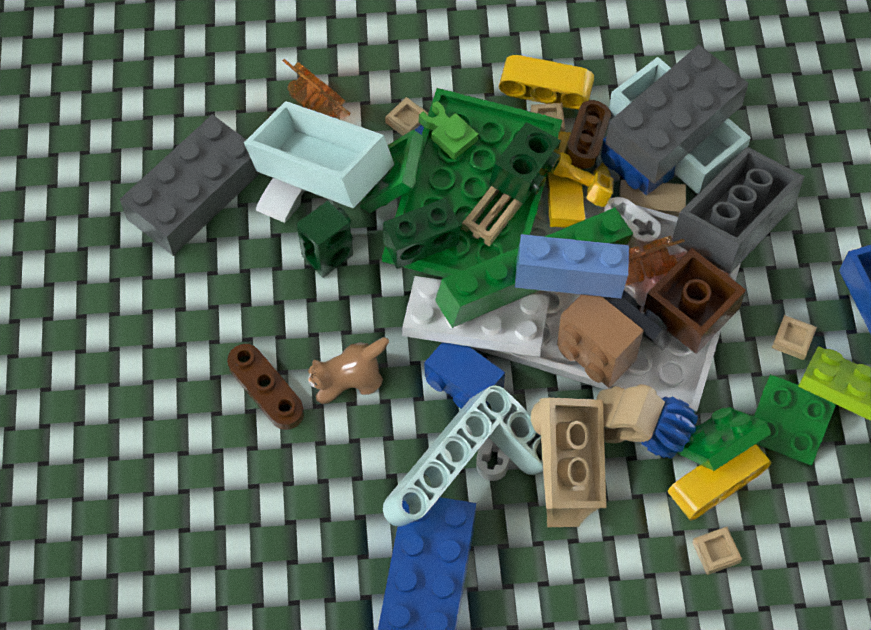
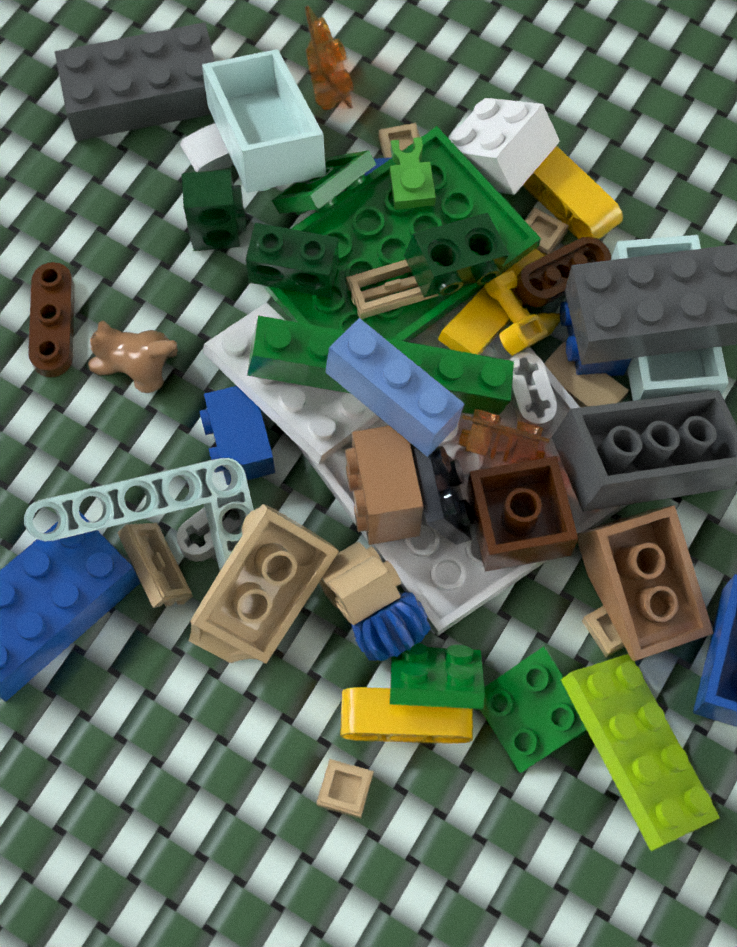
camera: 35 degrees right, 5 degrees up
(485, 69) = (506, 141): none -> white brick
(485, 496) = (154, 564): none -> tan tile
(795, 293) = (646, 581): none -> medium nougat slope

